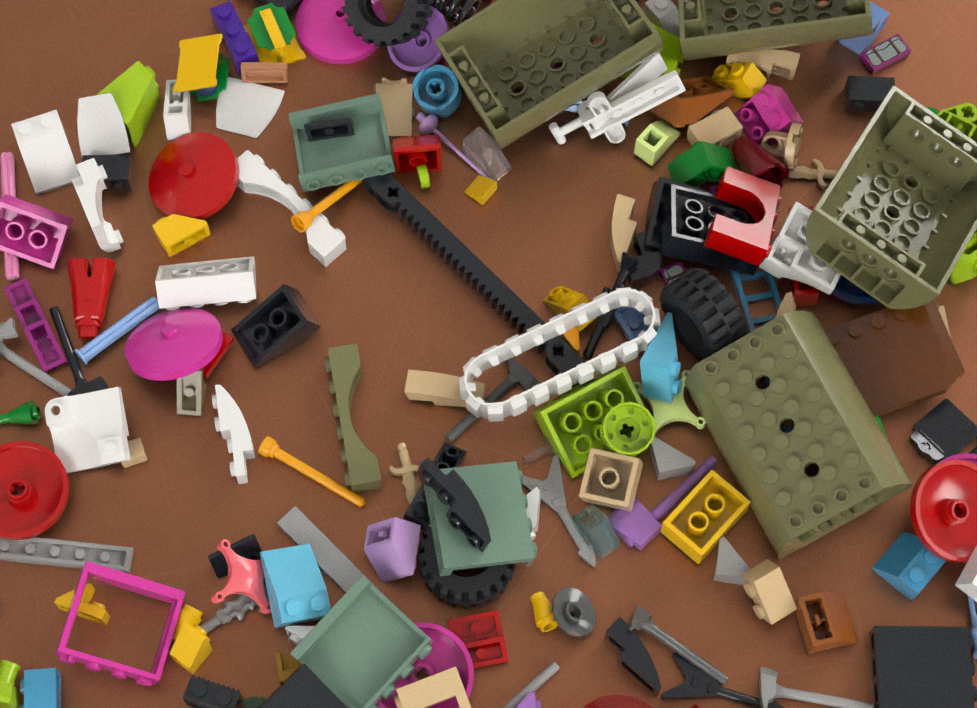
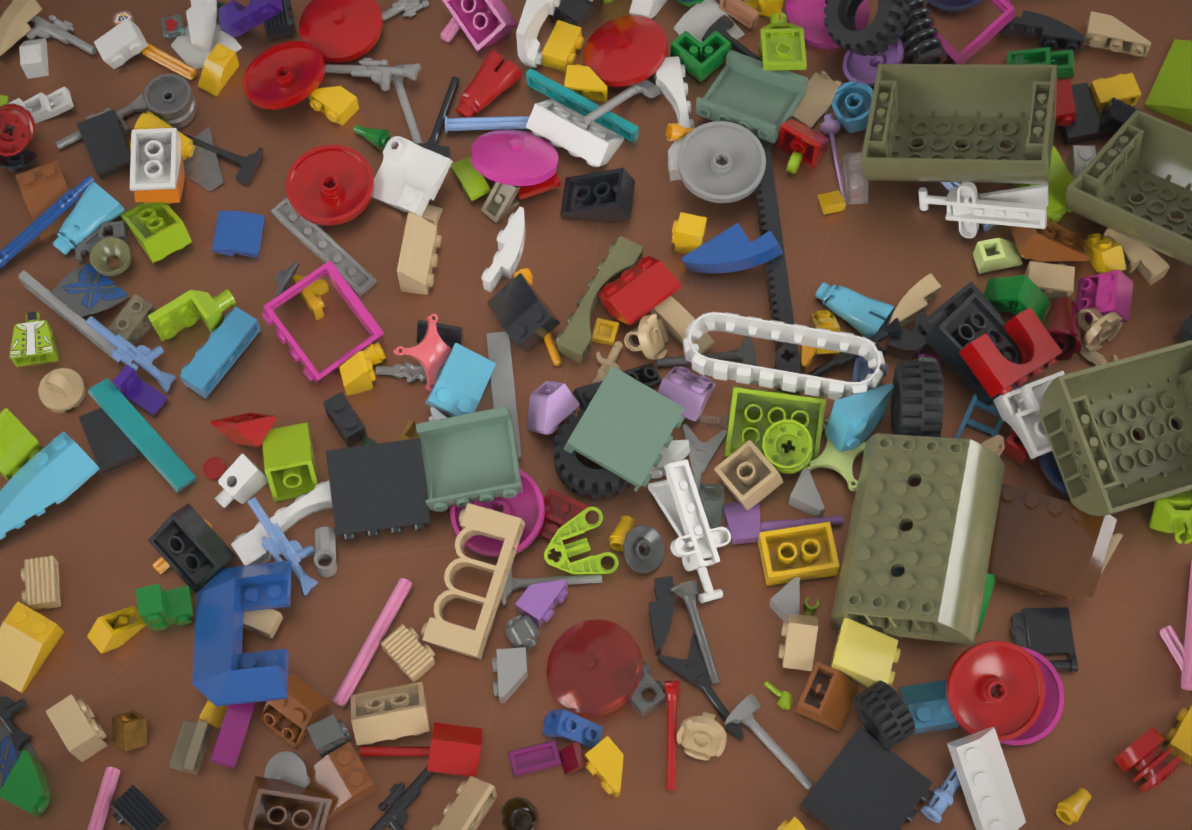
camera: 40 degrees right, 0 degrees up
(35, 324) = (433, 81): magenta slope -> none
(49, 610) = (284, 278): none -> dark grey dish
(130, 211) = (562, 46): none -> yellow brick
(146, 391) = (470, 179): none -> lime slope
(158, 496) = (418, 255): none -> tan slope
(192, 253) = (580, 104): none -> teal tile
(239, 198) = (644, 87): none -> light grey piece
(261, 103) = (722, 25): none -> black piece
(264, 138) = (698, 57): none -> green brick
(295, 479) = (523, 313): none -> black slope
(329, 129) = (751, 81): black slope -> none
(332, 78) = (782, 45): none -> lime plate
(365, 219) = (721, 162): none -> light grey dish
(381, 443) = (605, 332): none -> yellow tile
(385, 386) = (638, 290): none -> red slope
(388, 304) = (688, 233): none -> yellow brick
(428, 420) = (651, 335): none -> tan tile
(438, 293) = (732, 252): none -> blue slope
(464, 508) = (614, 409): black slope -> none
(496, 443) = (687, 391): none -> lavender slope
(500, 642) = (572, 528): none -> lime connector
(584, 268) = (861, 312): none -> medium azure piece
(589, 554) = (685, 512): none -> white piece
(749, 558) = (808, 609): none -> lime hand
(793, 650) = (785, 700): none -> lime hand
(827, 562) = (864, 654): none -> light yellow slope
(886, 599) = (884, 714): none -> black tyre

